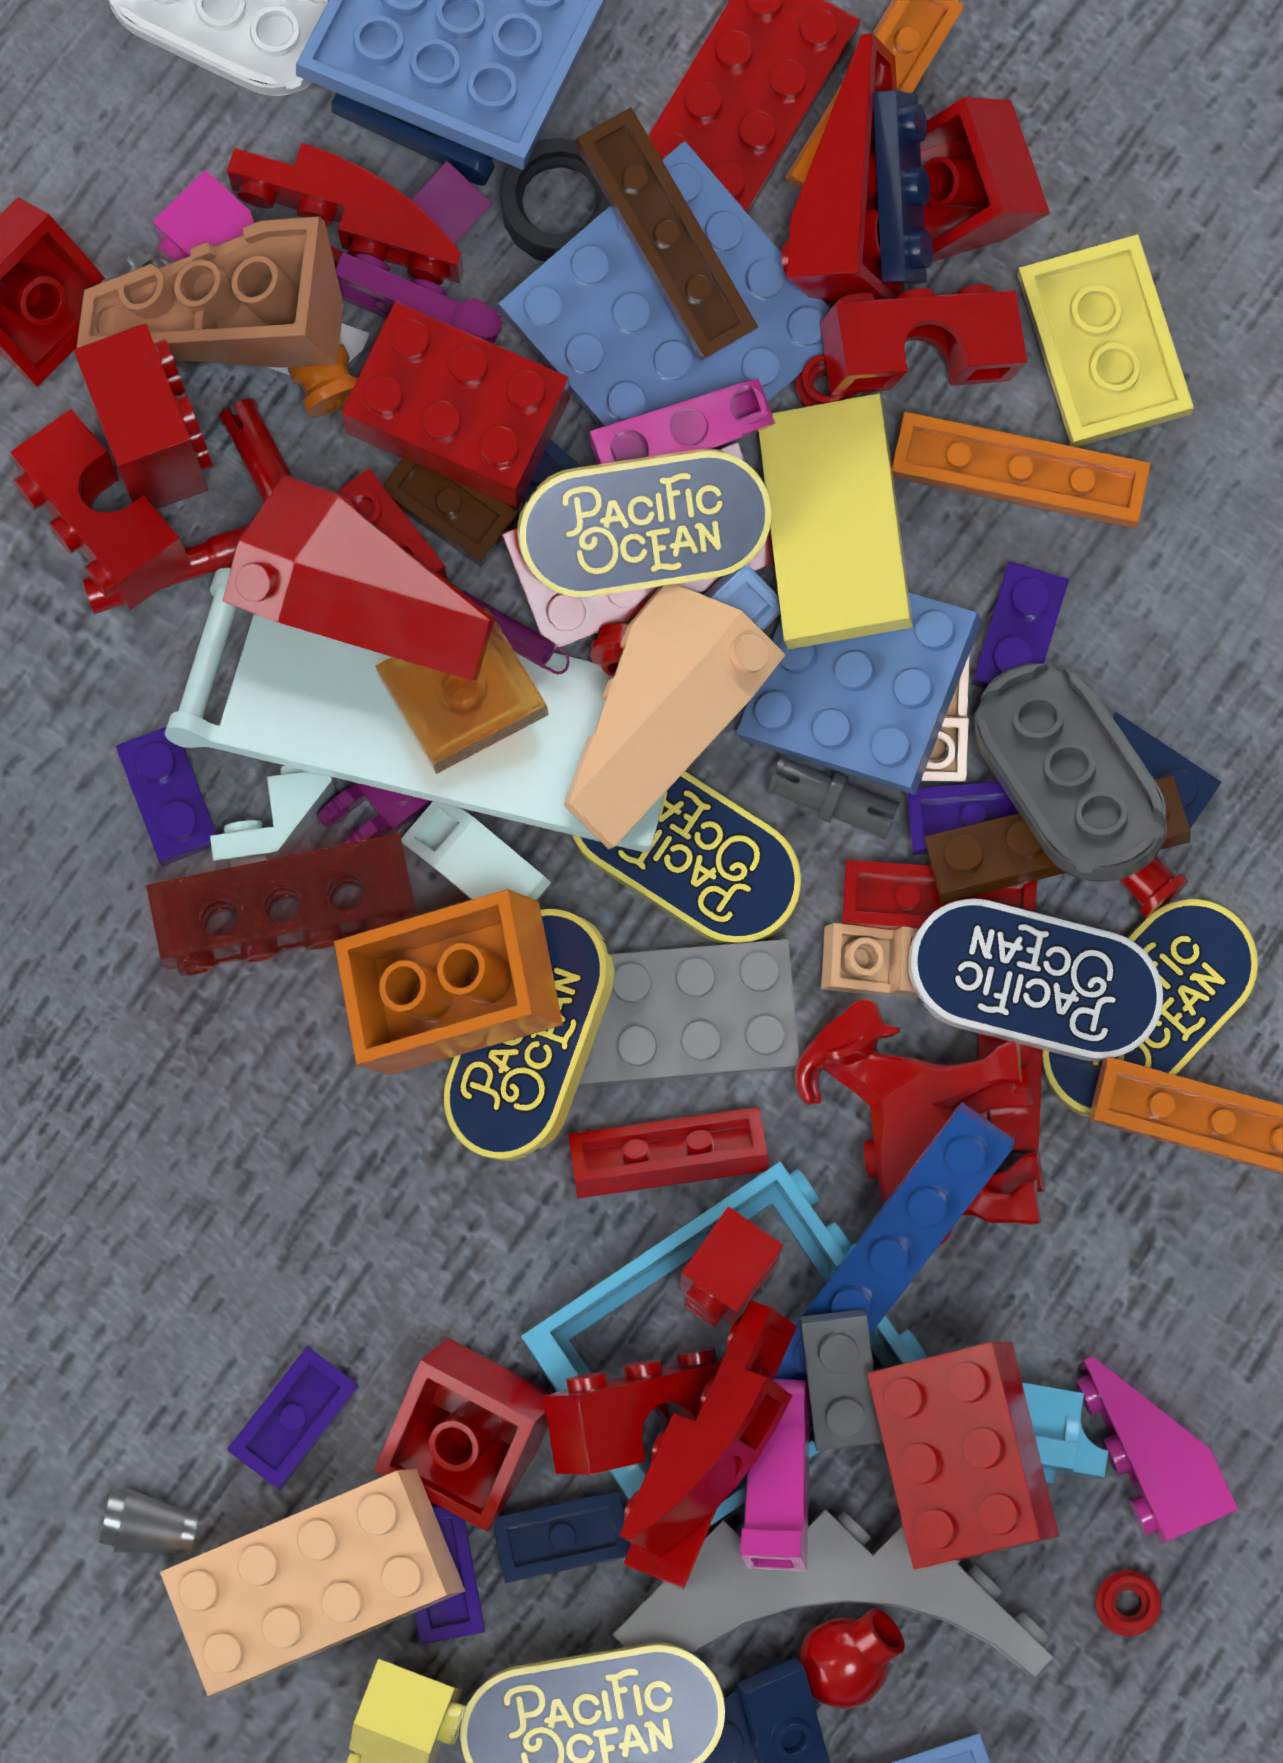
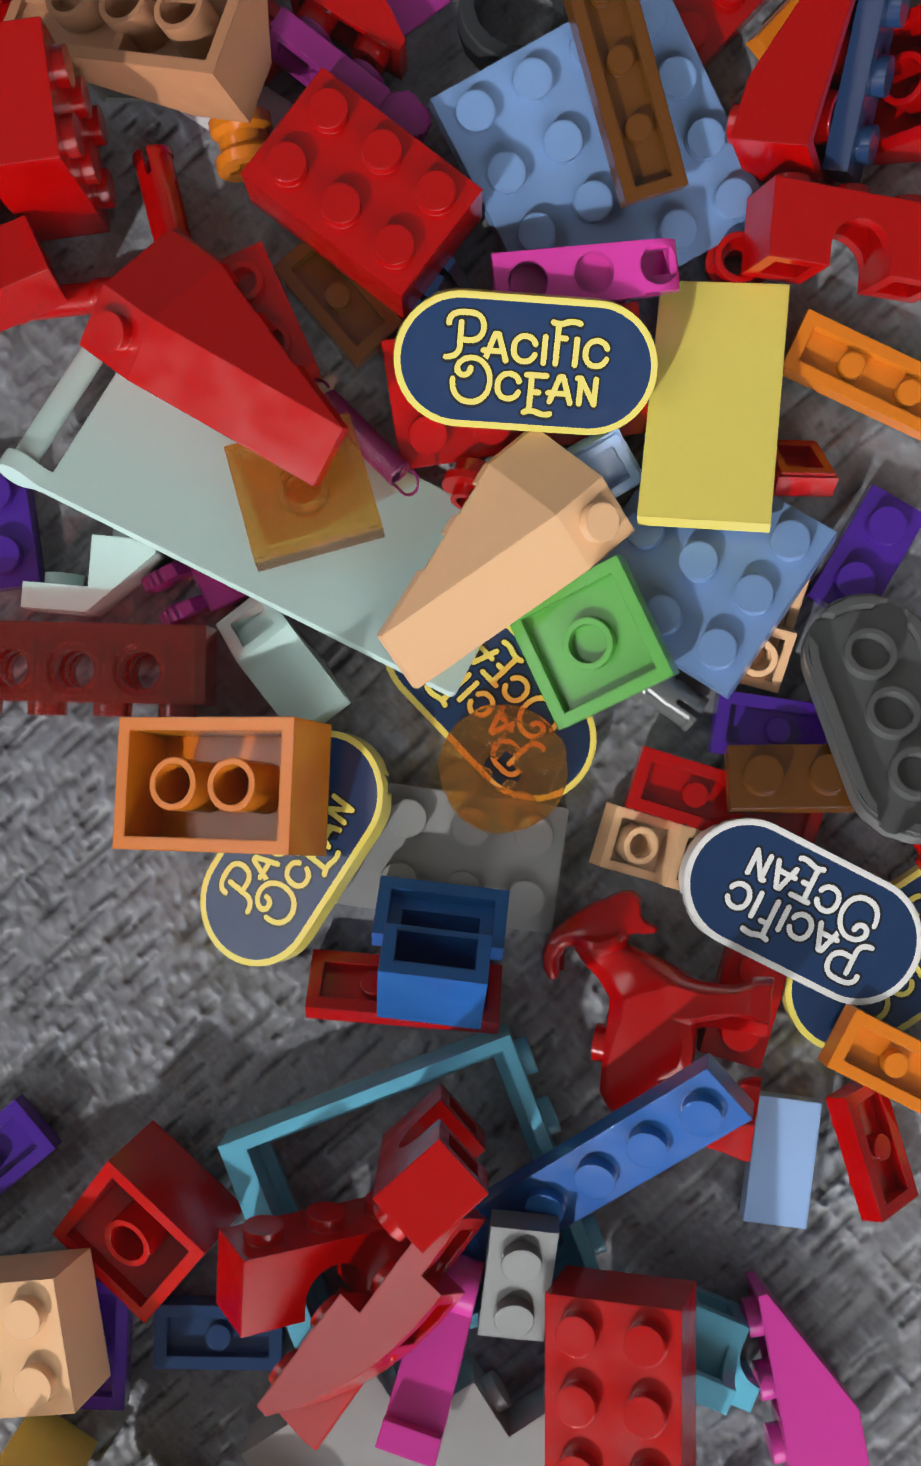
camera: 15 degrees right, 10 degrees up
(690, 1095) = (436, 949): none -> blue plate
(734, 941) = (537, 755): none -> clear orange plate
(771, 770) = (593, 644): none -> bright green plate
(933, 563) = (803, 470): none -> red tile
(1082, 1238) = (781, 1161): none -> light blue tile
(1166, 1200) = (871, 1151): none -> red plate

